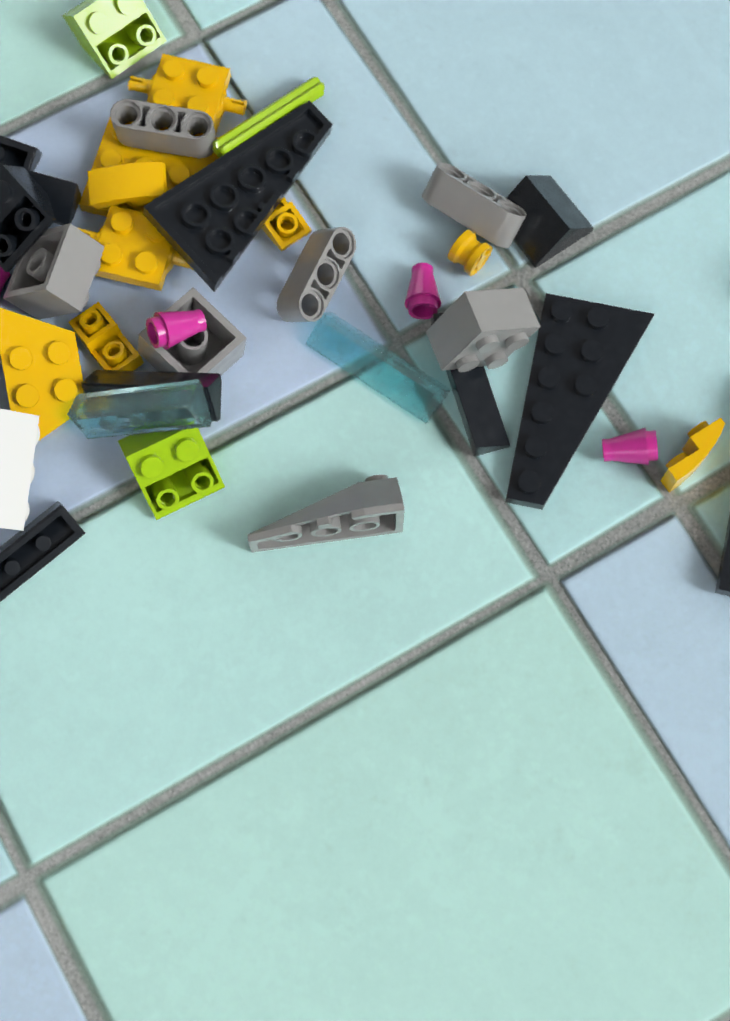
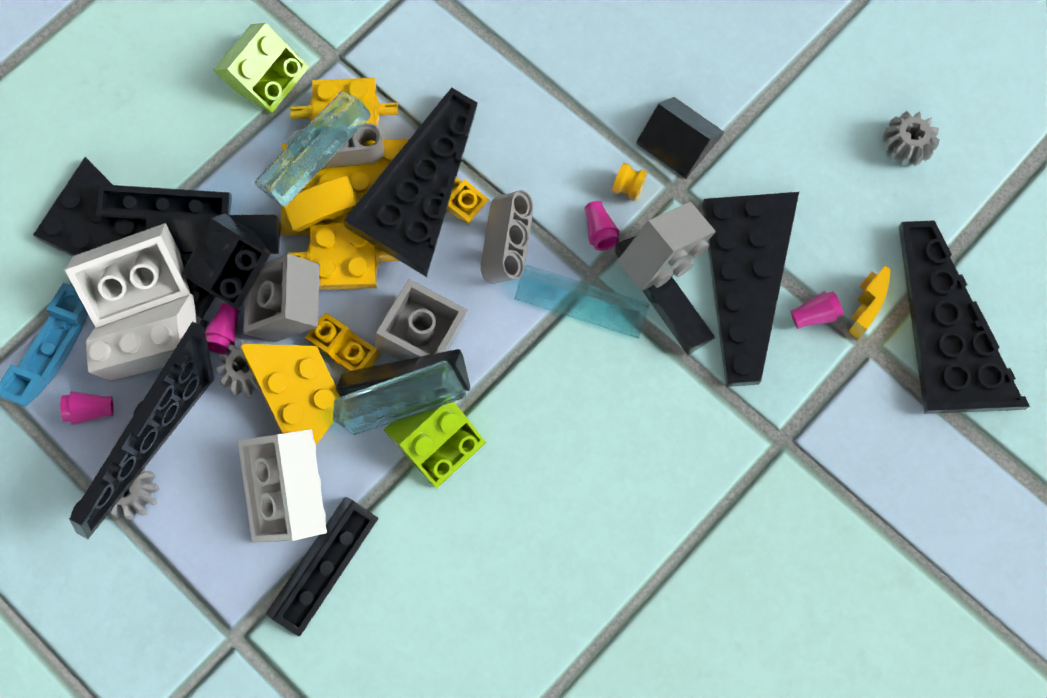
camera: 15 degrees left, 0 degrees up
(136, 122) = (313, 148): none -> clear light blue slope
(173, 327) = (404, 320): dark pink cone -> none
(309, 90) = (421, 110): lime axle -> none
(352, 513) = (611, 429): light grey wedge -> none
(473, 205) = (620, 140): light grey beam -> none

